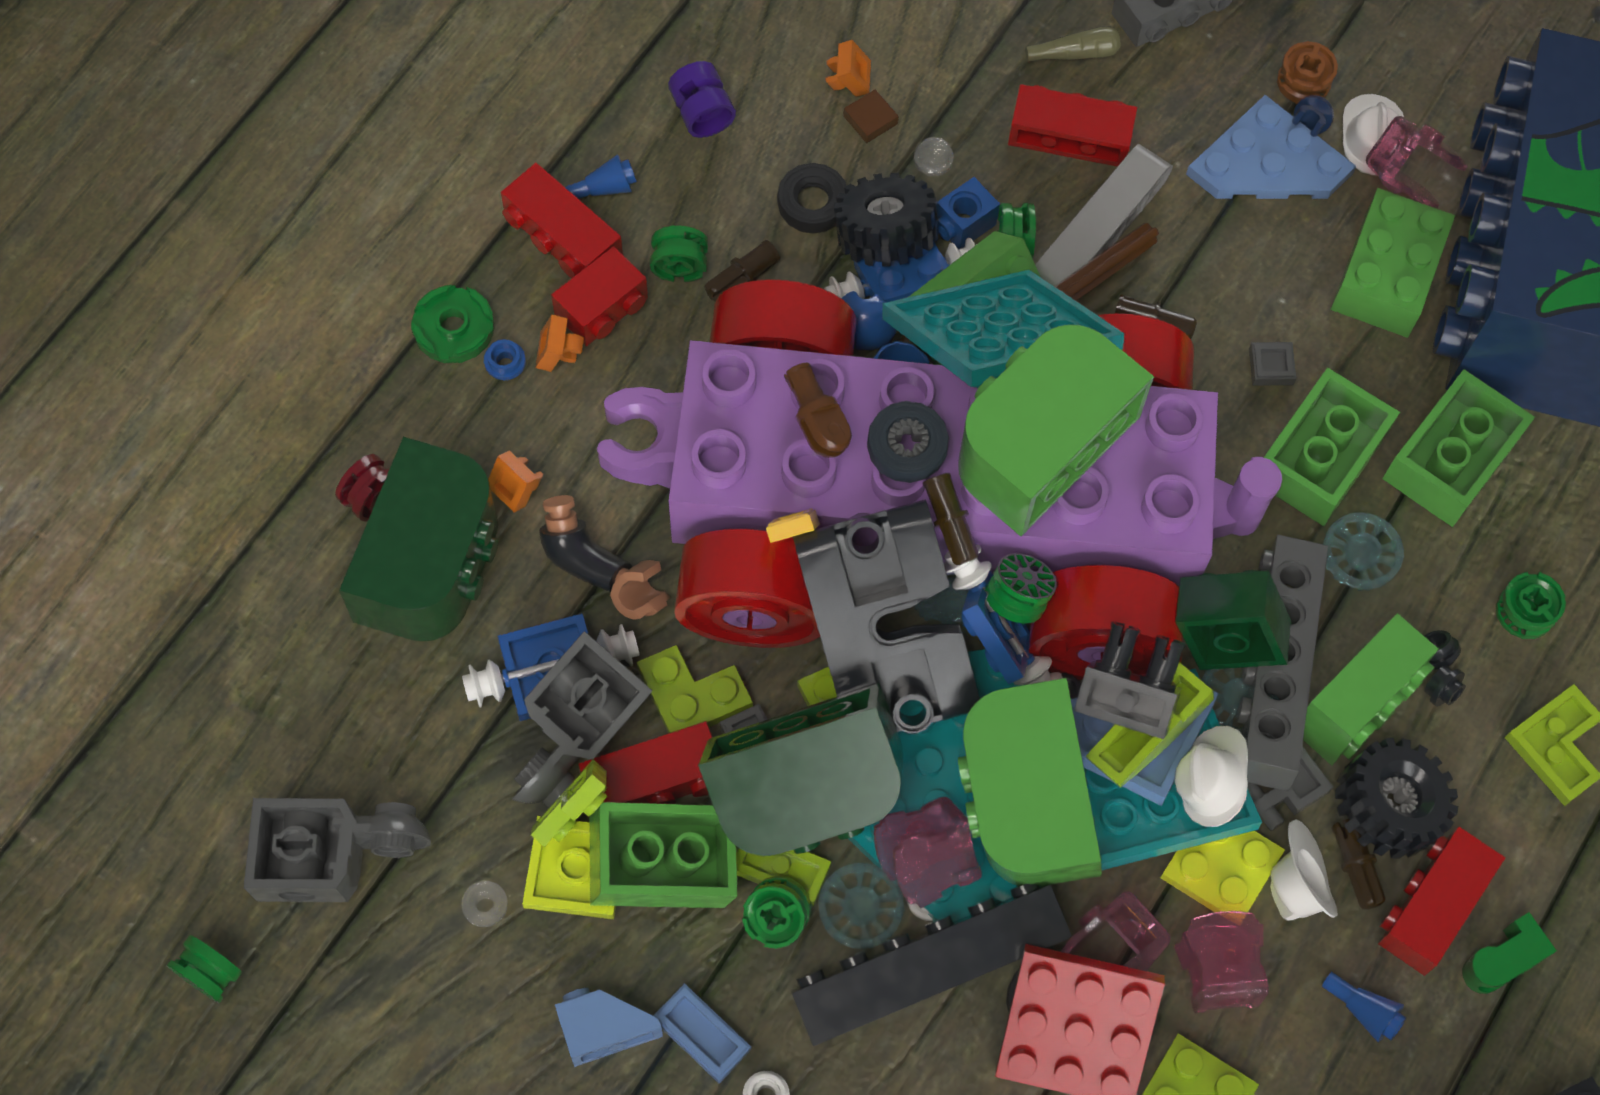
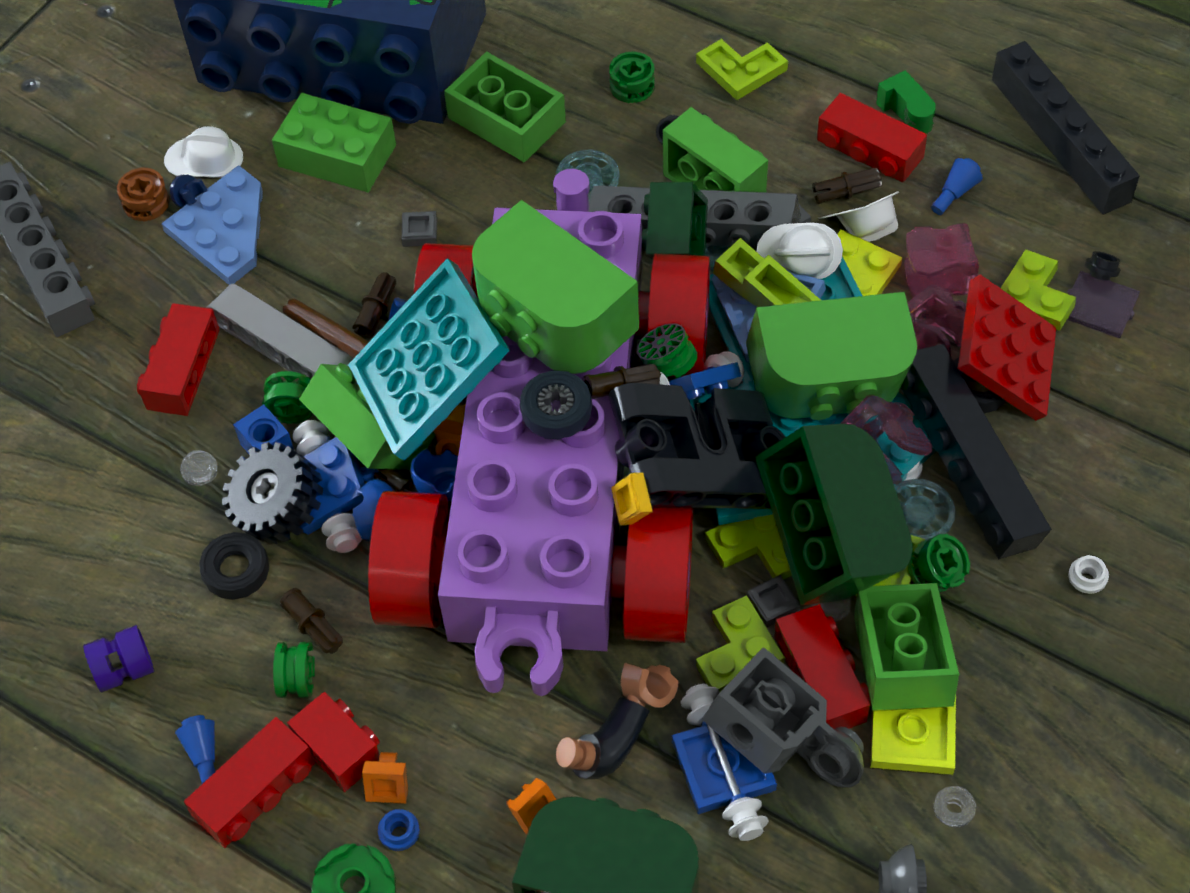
camera: 85 degrees left, 10 degrees down
(581, 796) = (862, 707): lime plate -> none
(602, 1025) = (1055, 699): medium blue slope -> none
(702, 1033) = (1043, 626): medium blue tile -> none
(818, 413) = (533, 468): reddish brown arm -> none
(852, 69) = (97, 533): orange tile -> none
(870, 116) = (147, 521): reddish brown tile -> none
(1087, 44) = (91, 350): olive piece -> none
(1130, 699) = (763, 270): black brick -> none
(1329, 444) = (497, 176): bright green brick -> none
(1407, 137) = (238, 105): clear pink piece -> none
(1416, 785) = (800, 154): black bush -> none

